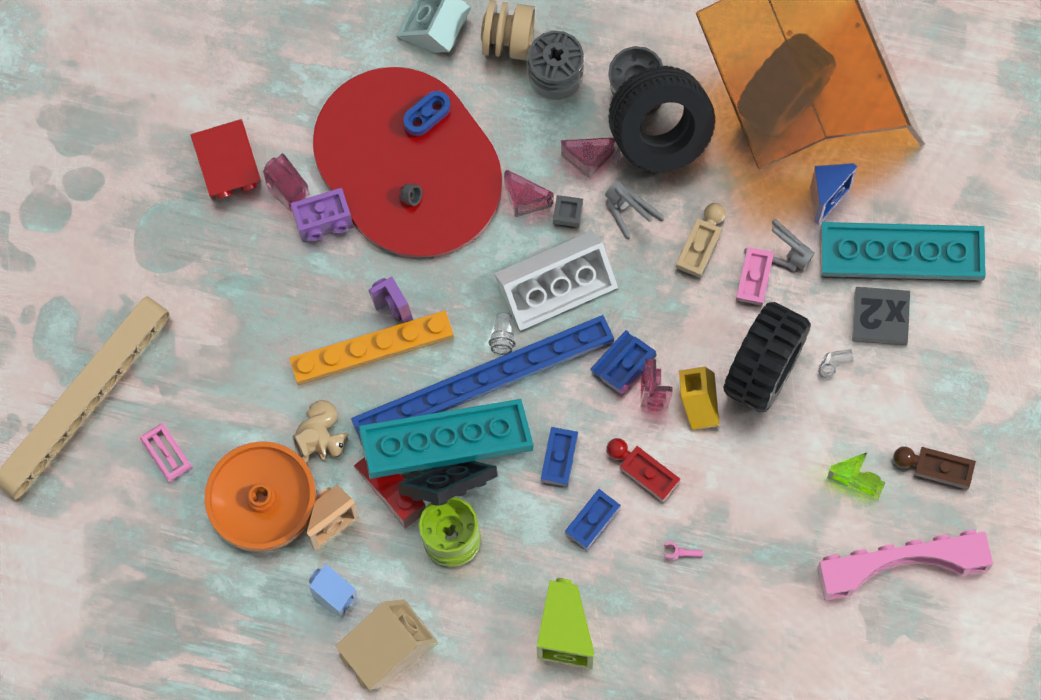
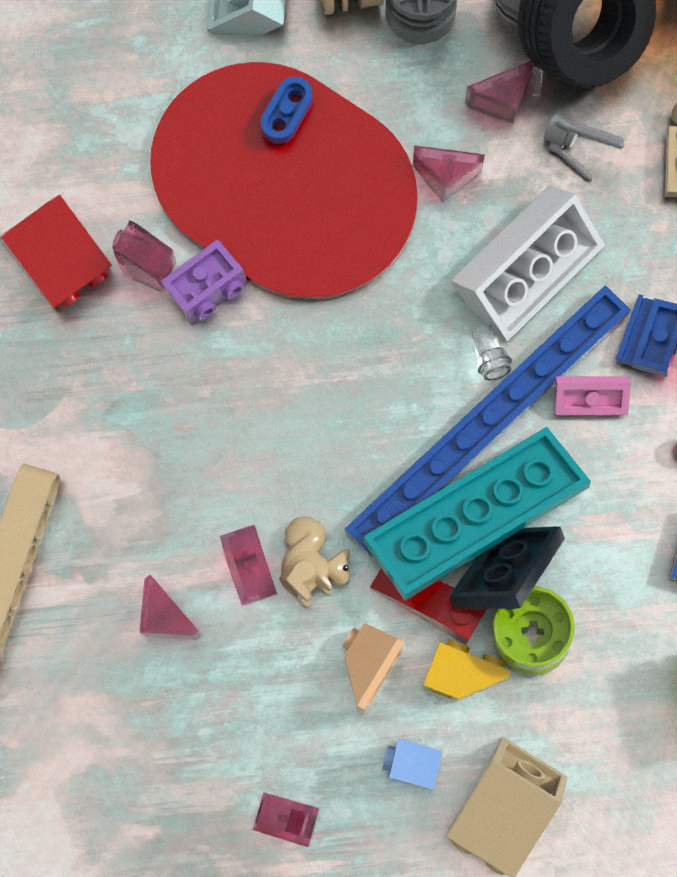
camera: 20 degrees left, 5 degrees up
(178, 471) = (149, 676): bright pink tile -> none
(202, 433) = (162, 616): none -> clear pink slope
(235, 599) = (286, 819): none -> clear pink slope
(260, 496) = (270, 673): orange dish -> none
(275, 418) = (248, 565): none -> clear pink slope
(371, 347) = (331, 428): light orange plate -> none
(387, 292) = (334, 349): medium lavender bracket -> none
(391, 546) = (460, 674): none -> yellow slope
(414, 190) = (306, 217): dark grey hinge -> none
(559, 456) = (623, 483): blue plate -> none
(561, 388) = (592, 395): none -> bright pink plate
(568, 211) = (507, 171): dark grey plate -> none

